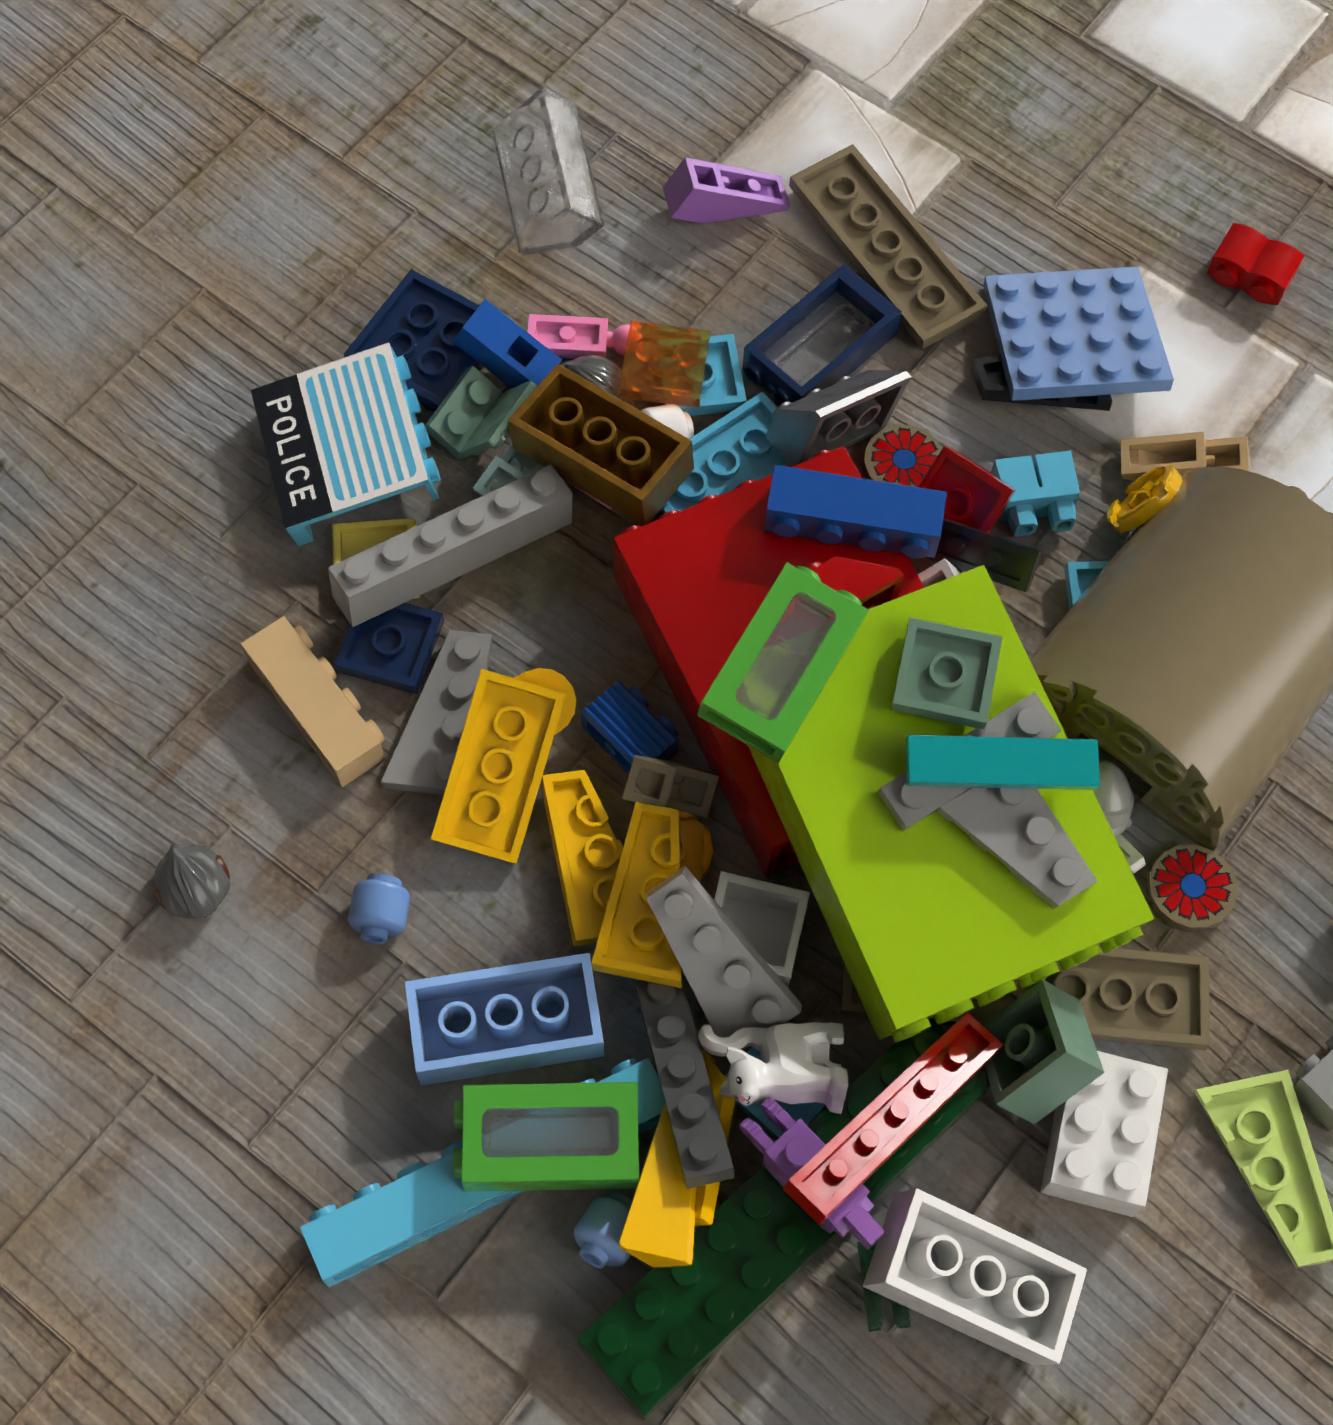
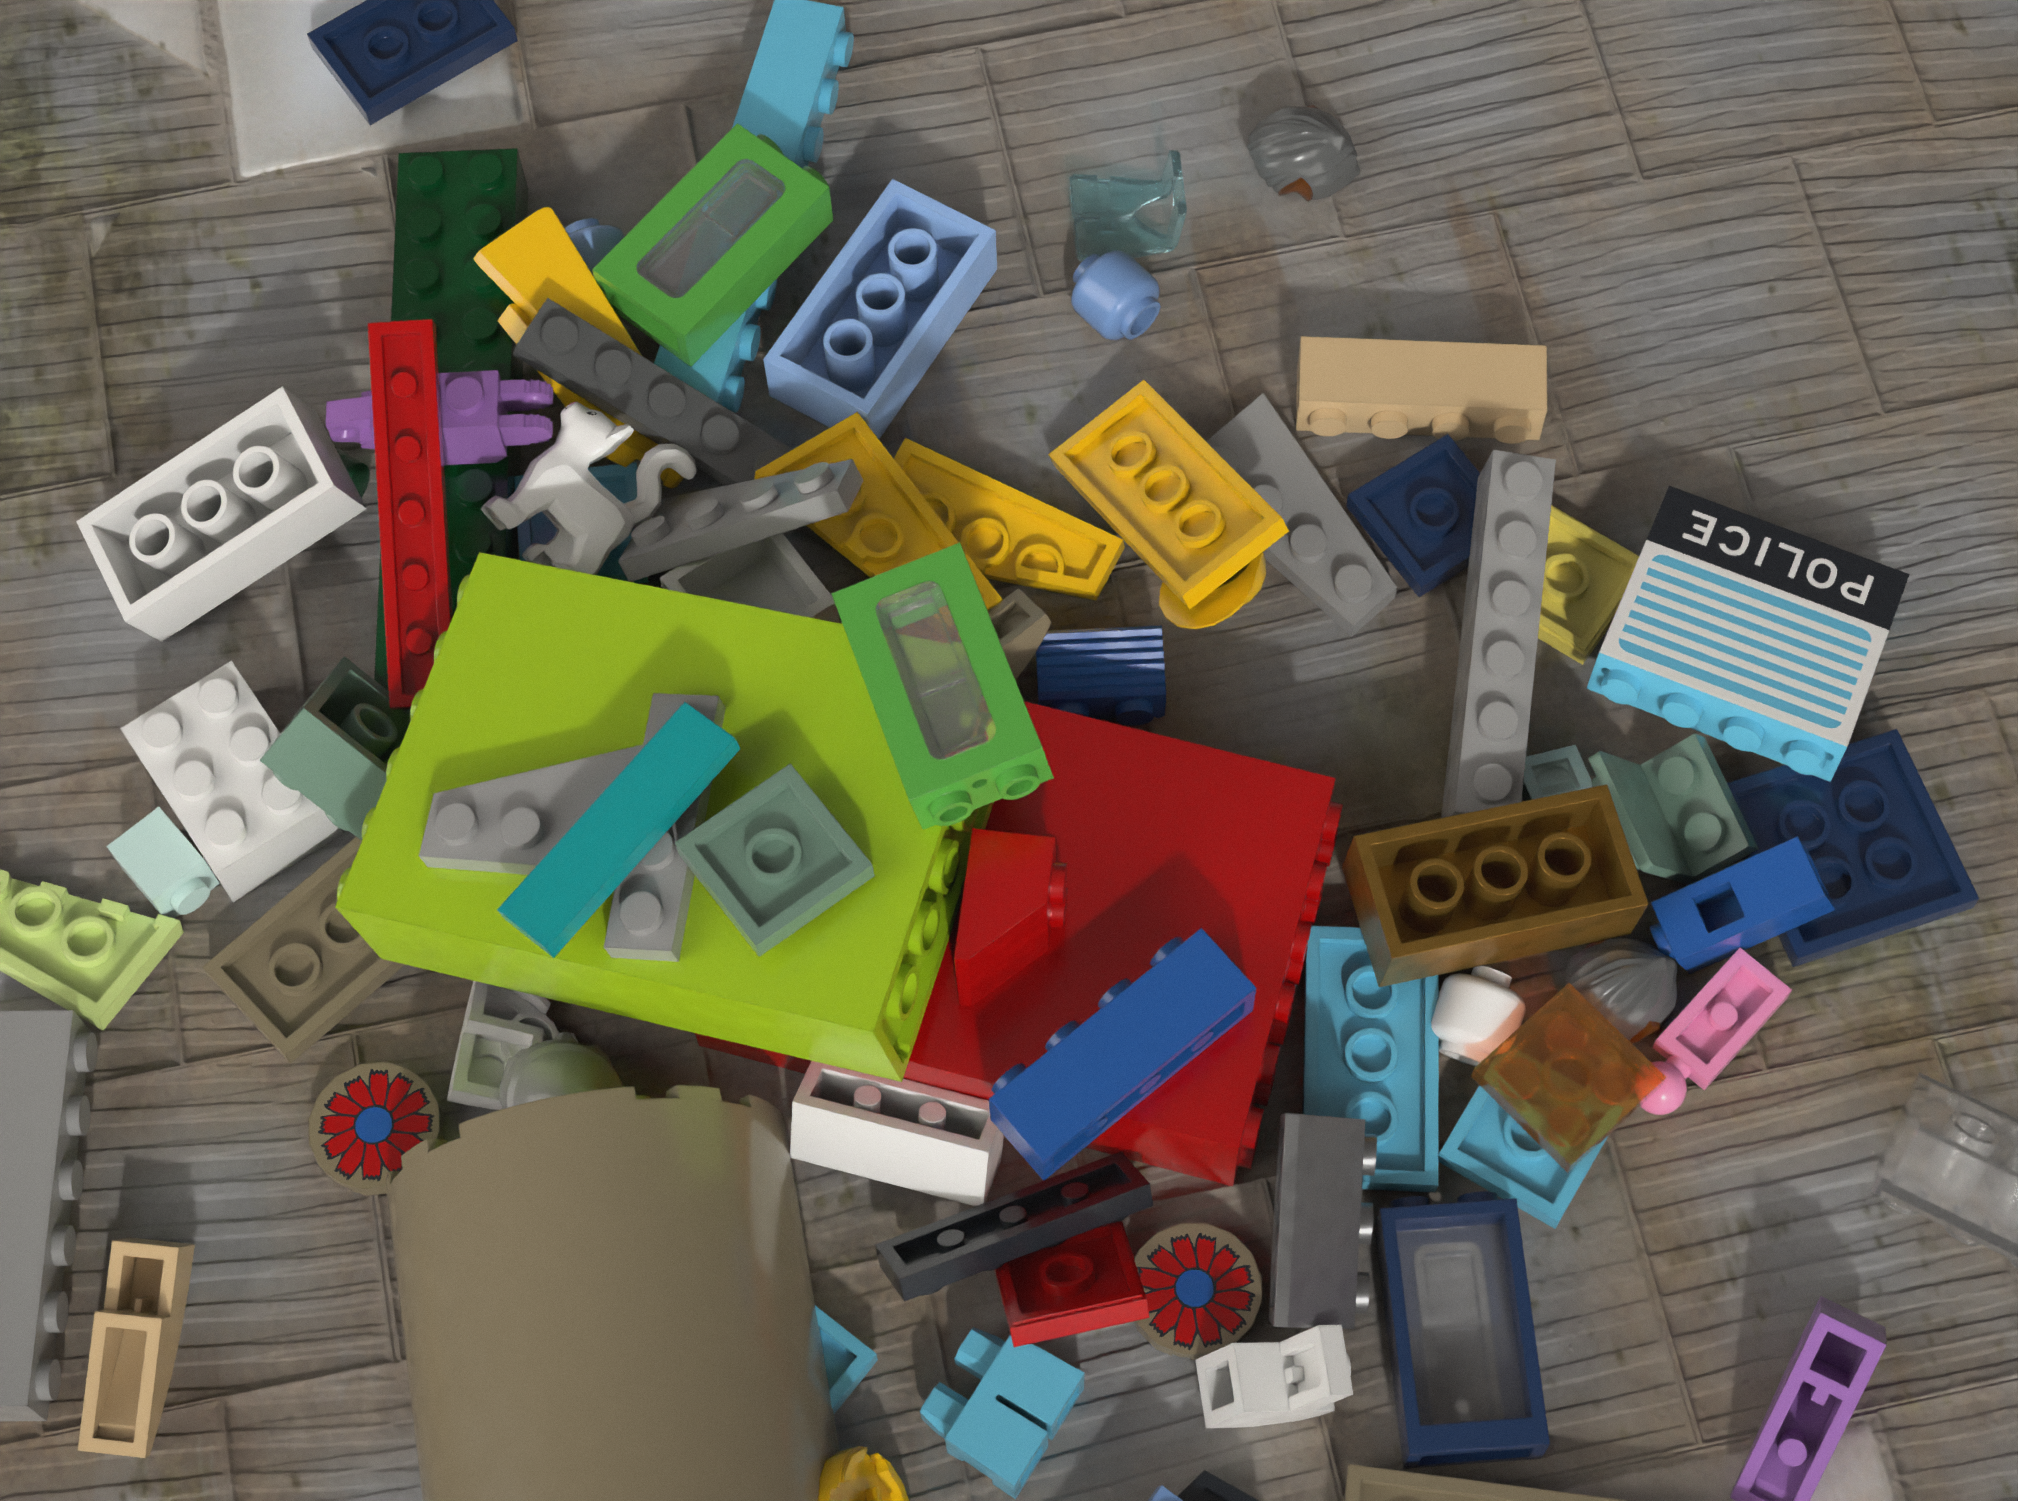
camera: 135 degrees right, 0 degrees up
(321, 963) = (1107, 210): none -> clear light blue piece
(928, 398) = (1275, 1379): none -> white brick
(1183, 1124) = (164, 865): none -> light aqua brick

